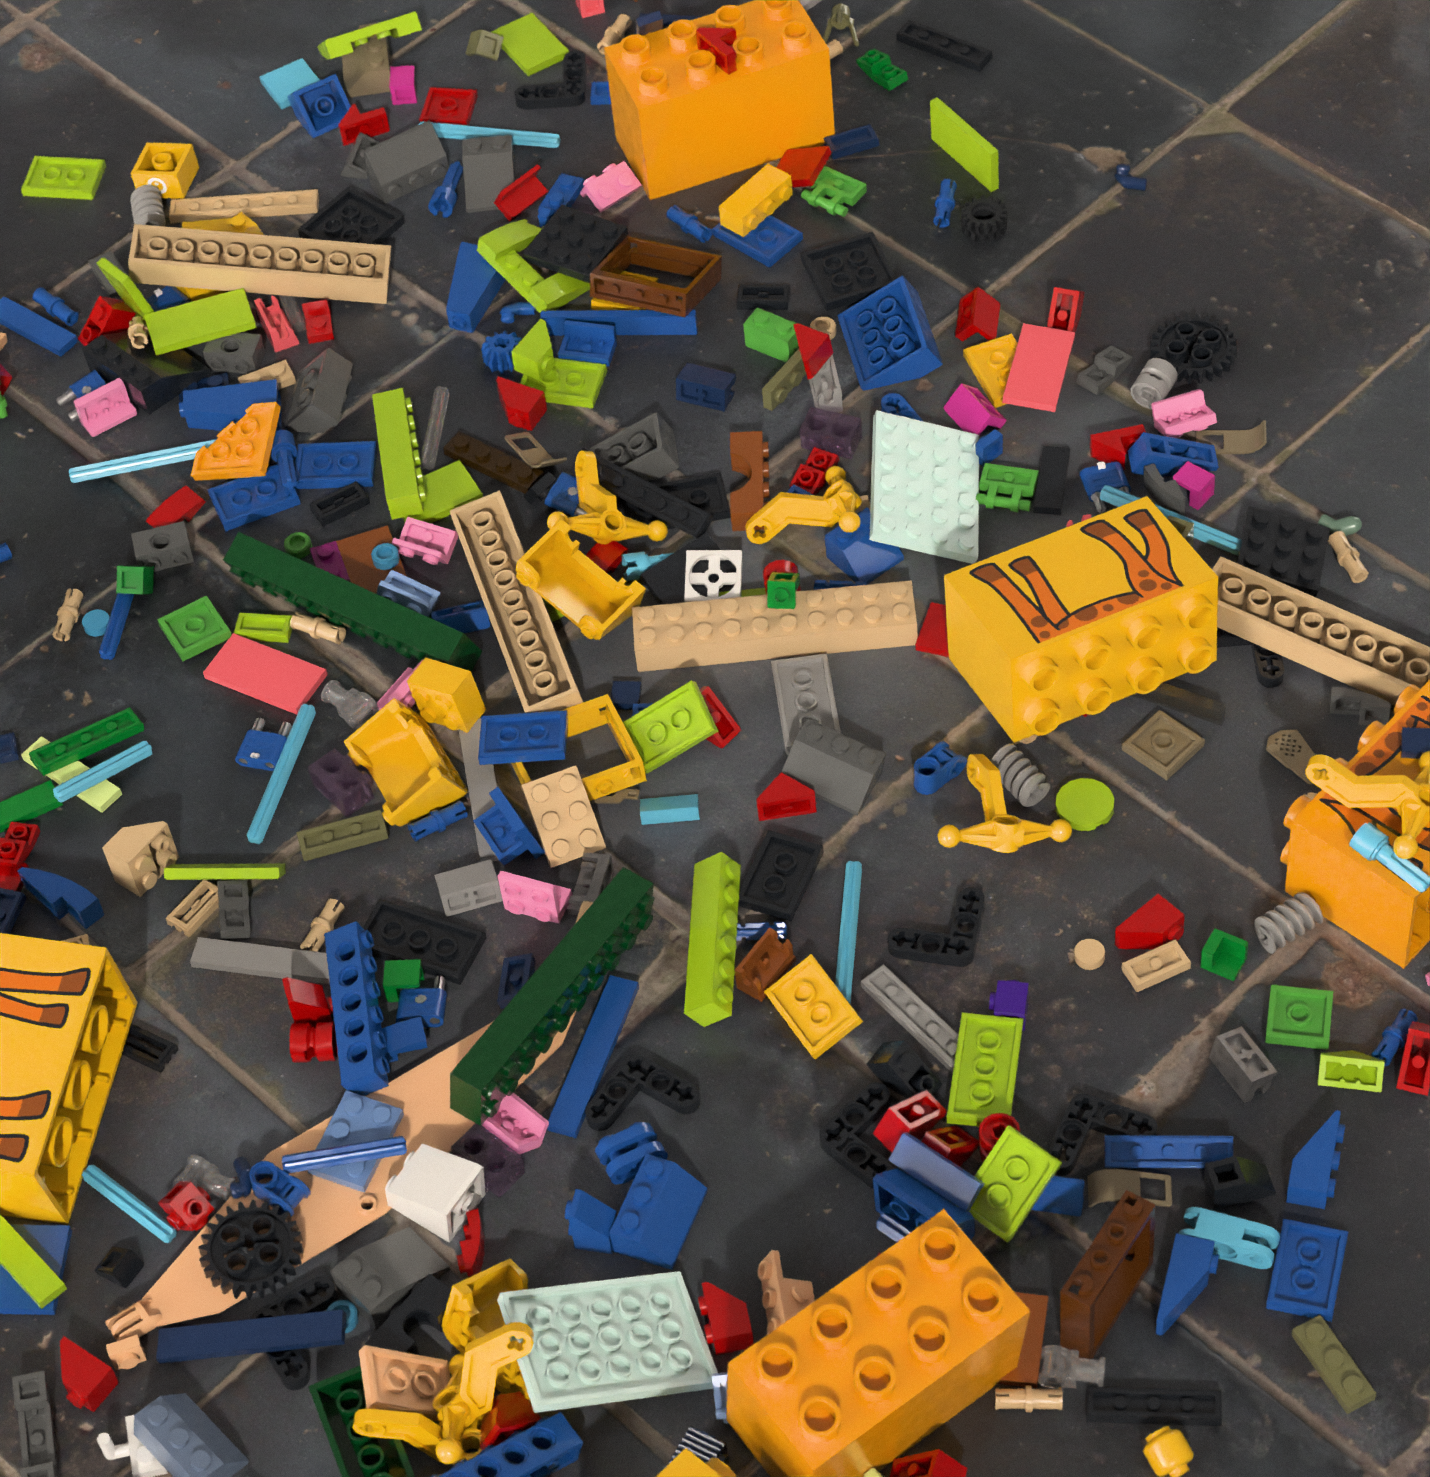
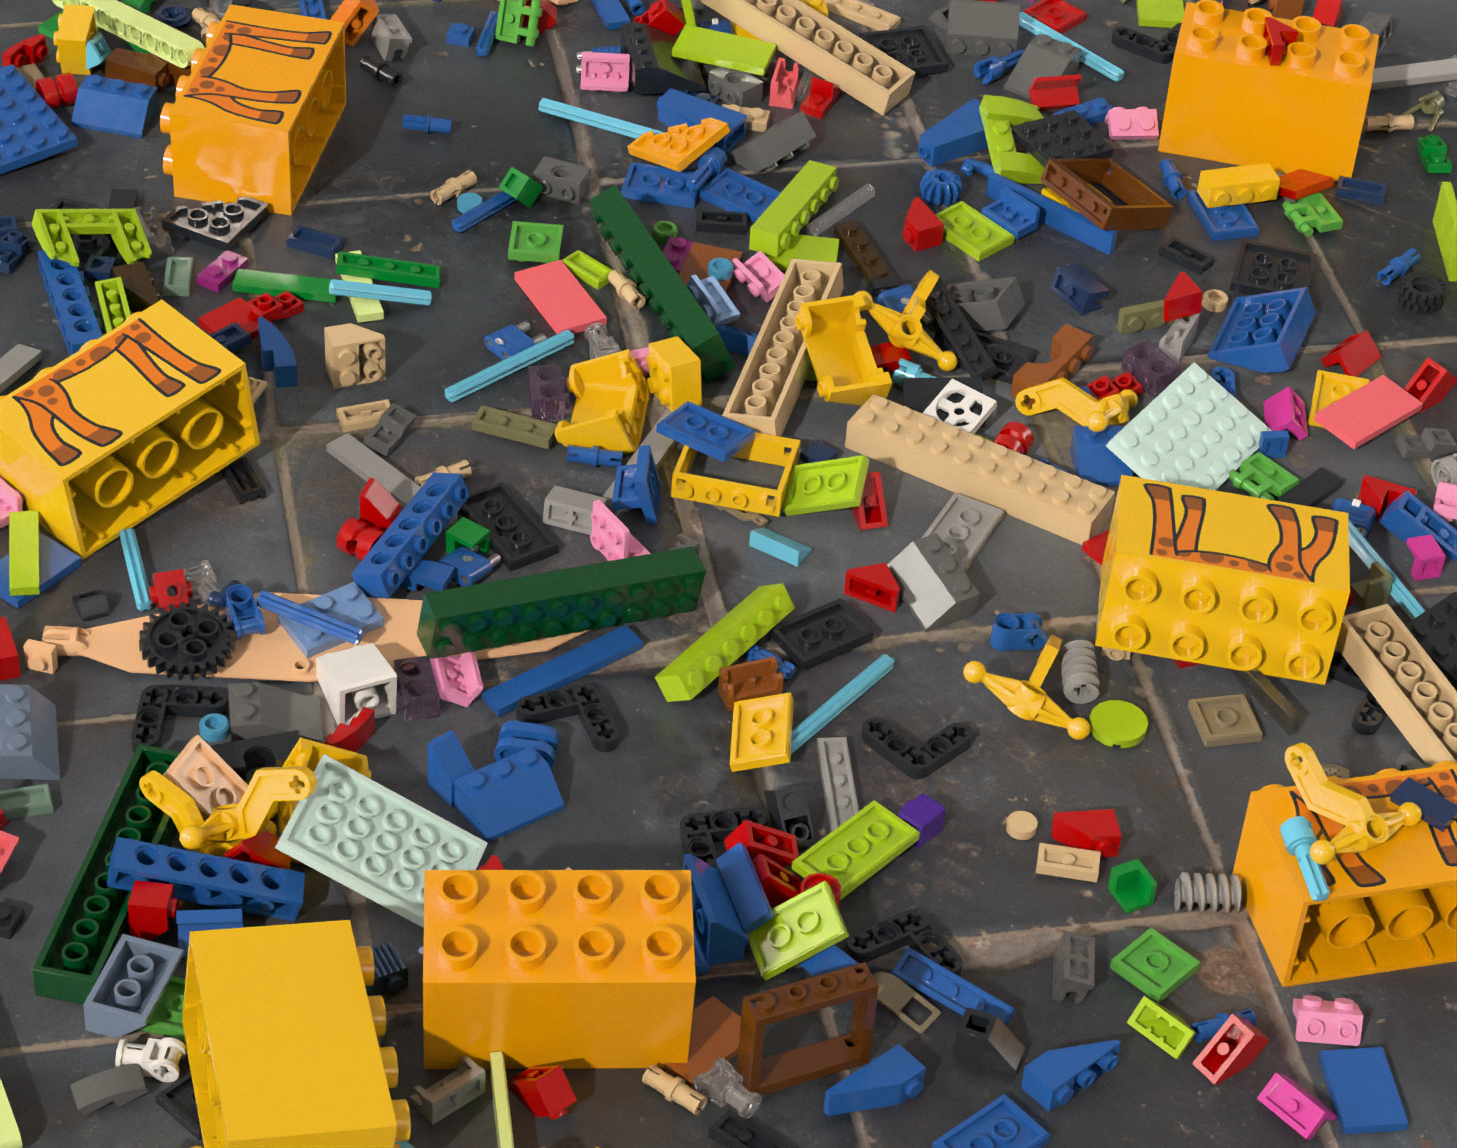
camera: 25 degrees right, 10 degrees down
(138, 332) = (670, 30): tan pin -> none
(176, 508) = (600, 160): red slope -> none
(224, 871) = (406, 402): lime tile -> none
(251, 1336) = (136, 696): dark blue tile -> none
(534, 352) = (963, 196): lime slope -> none
(534, 457) = (901, 267): dark tan piece -> none
(563, 816) = (687, 498): tan plate -> none
(770, 335) = (1160, 274): bright green brick -> none
(782, 590) = (999, 438): green bracket -> none
(1164, 493) = (1394, 548): dark grey slope -> none
(1234, 1237) = (948, 1080): medium azure piece -> none

